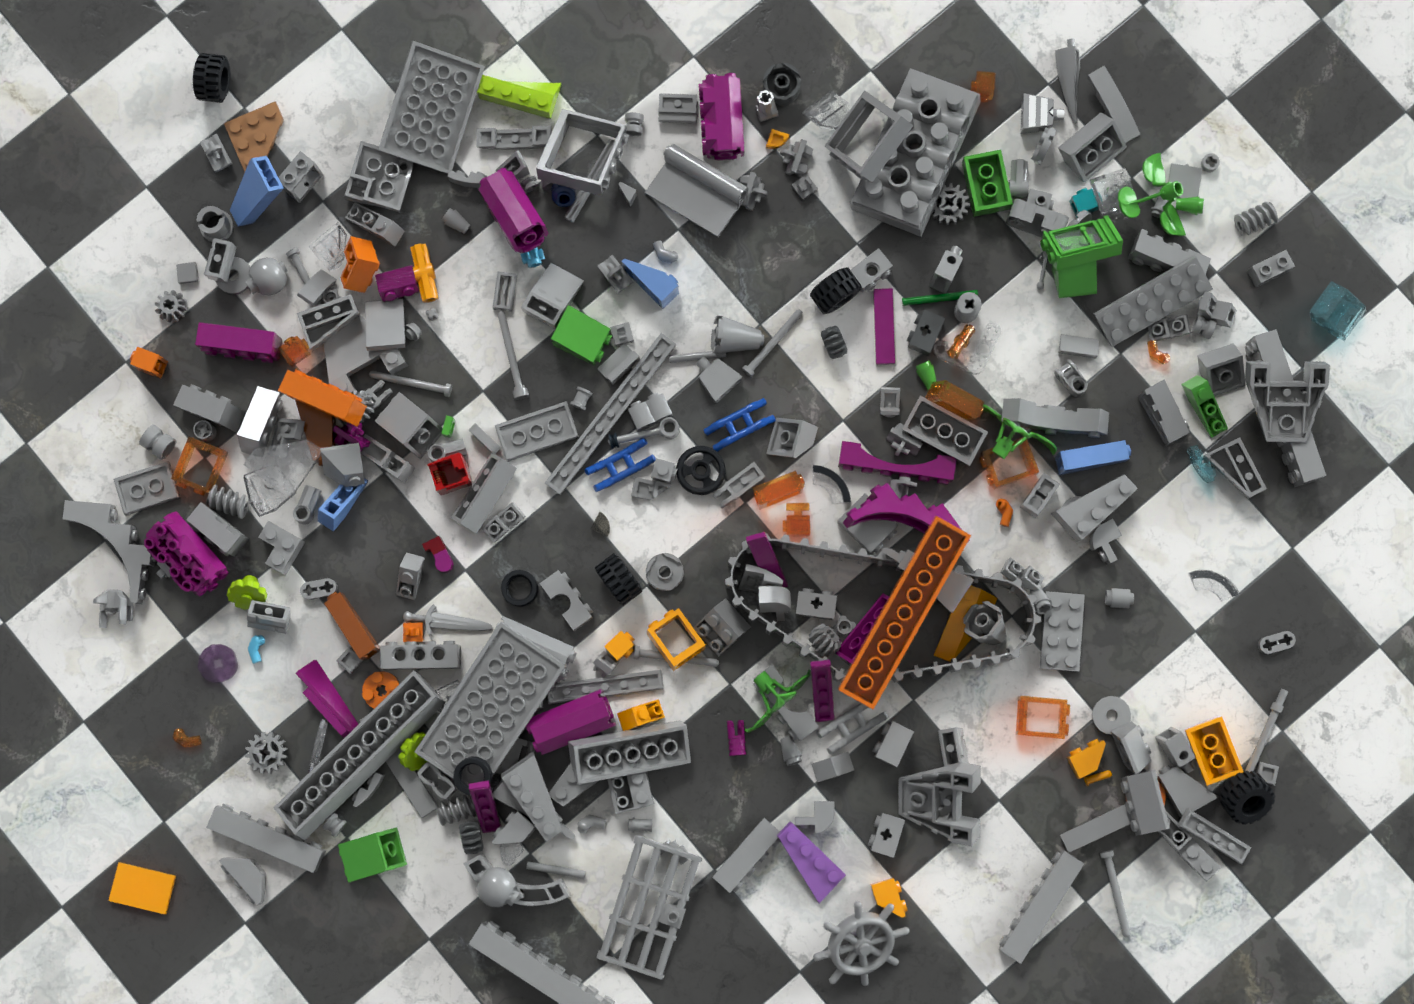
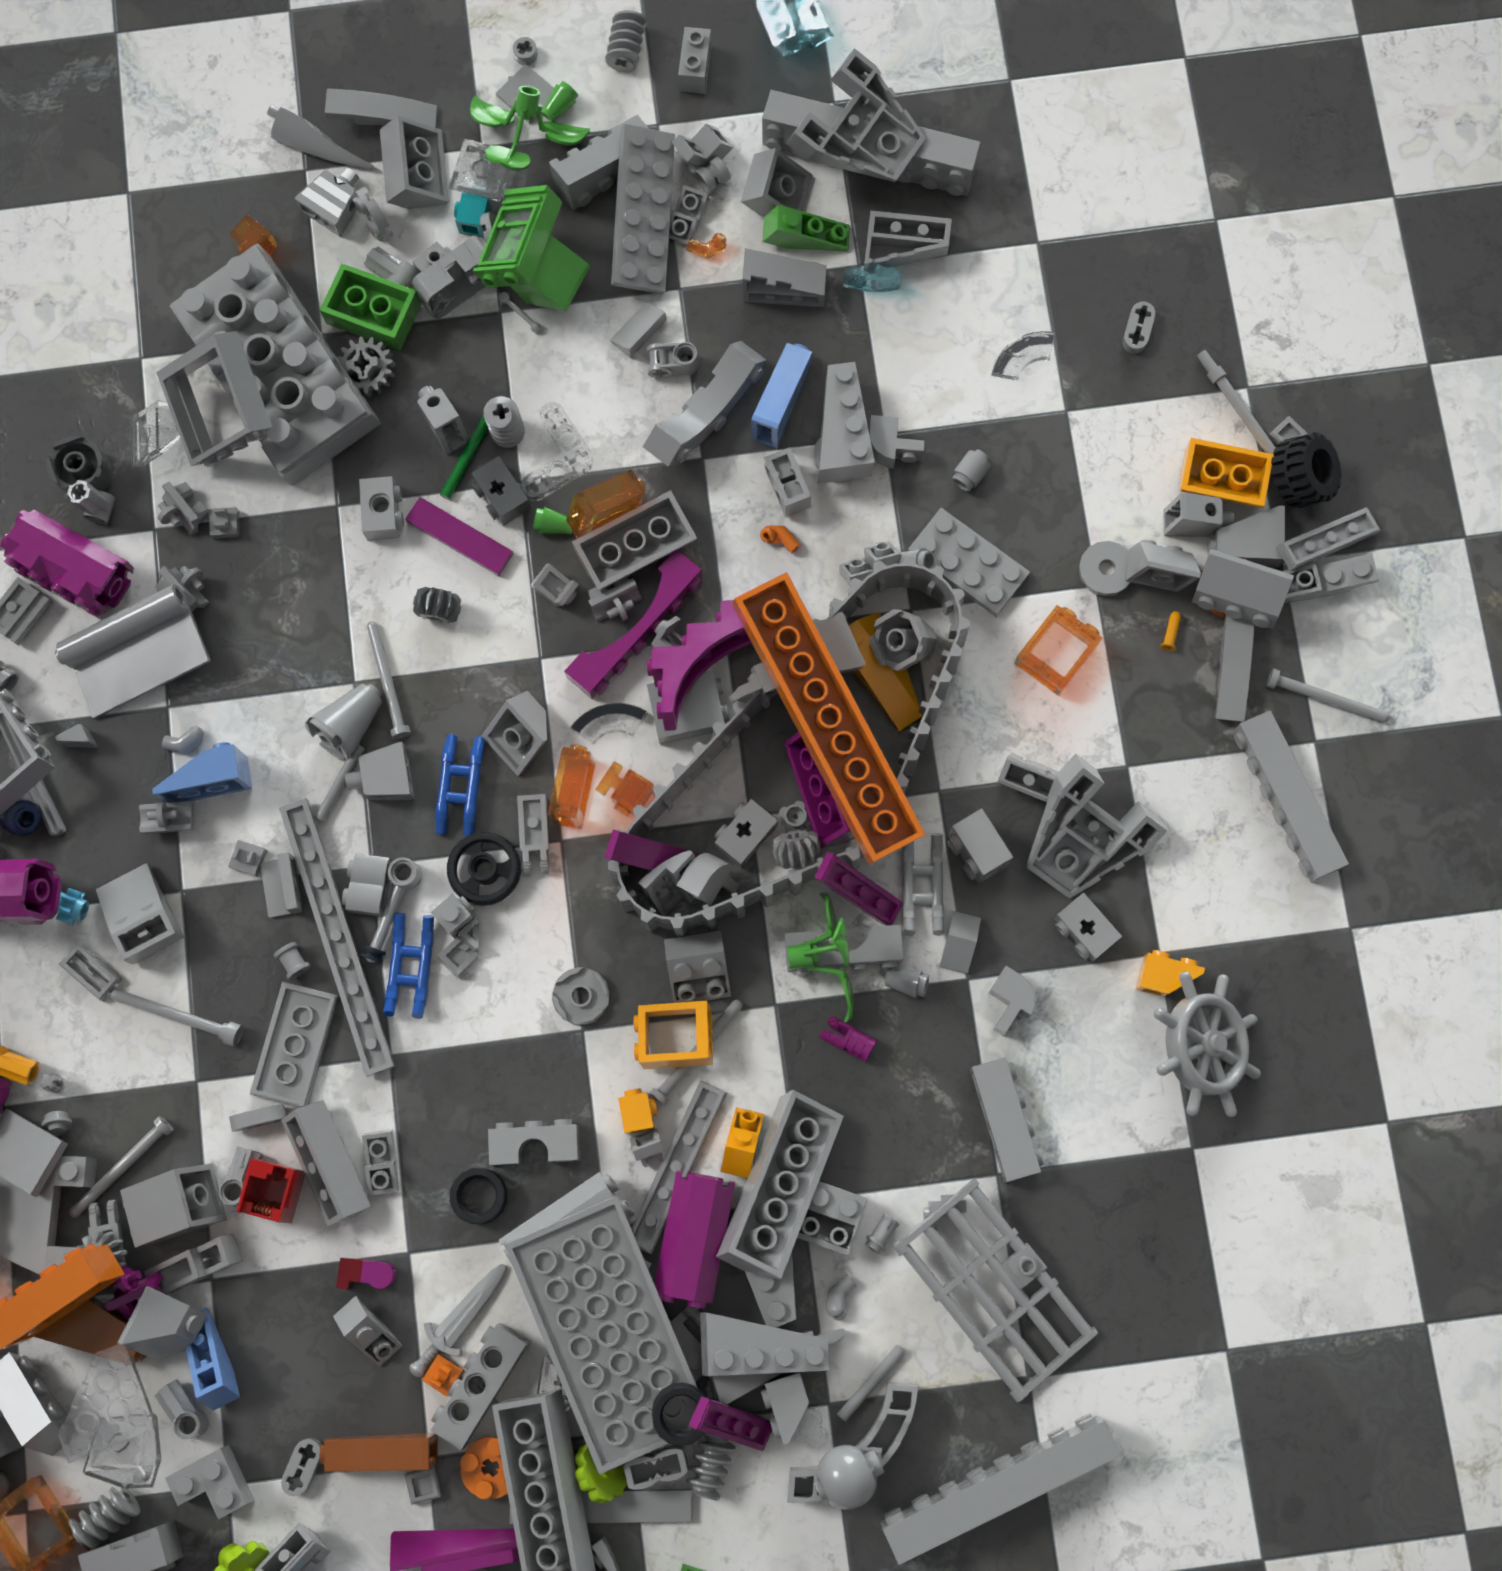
camera: 60 degrees left, 5 degrees down
(286, 430) = (66, 1372): light grey plate -> none
(448, 426) = (210, 1155): bright green tile -> none
(471, 837) = (759, 1470): dark grey gear -> none
(581, 336) = (212, 909): bright green slope -> none
(601, 525) = (468, 1038): clear smoke tile -> none
(618, 579) = (551, 1058): black tyre -> none
(776, 139) = (143, 518): light orange tile -> none
(814, 866) = (1066, 1043): medium lavender wing -> none
(835, 290) = (374, 561): black tyre -> none
(961, 341) = (539, 456): clear orange pin -> none
(1004, 444) = (699, 480): bright green plant -> none
(1027, 456) = (729, 468): clear orange window -> none
(1086, 760) = (1144, 628): light orange slope -> none
(1158, 207) = (538, 138): light grey pin -> none

